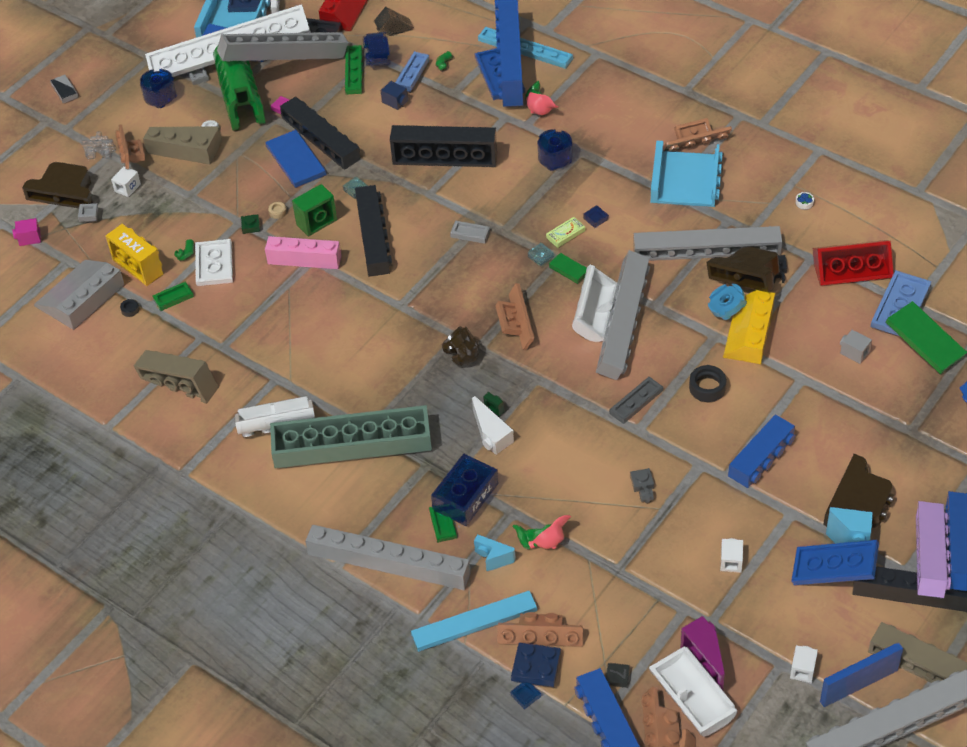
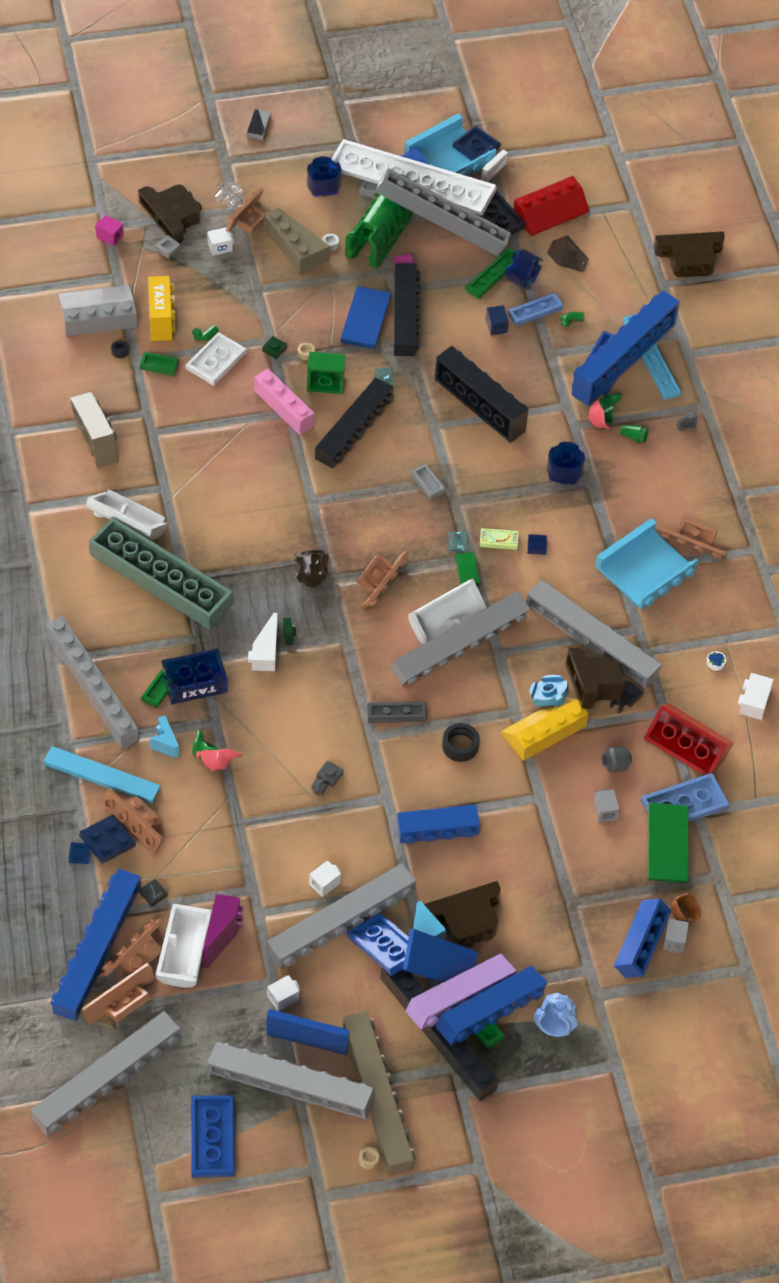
camera: 35 degrees right, 5 degrees up
(575, 99) = (635, 432): none -> green cone
(601, 68) = (688, 421): none -> dark grey tile
(775, 572) = (341, 916): none -> light grey brick
(824, 310) = (616, 759): none -> dark grey head
(859, 201) = (756, 696): none -> white brick
(890, 538) = (436, 957): none -> blue tile

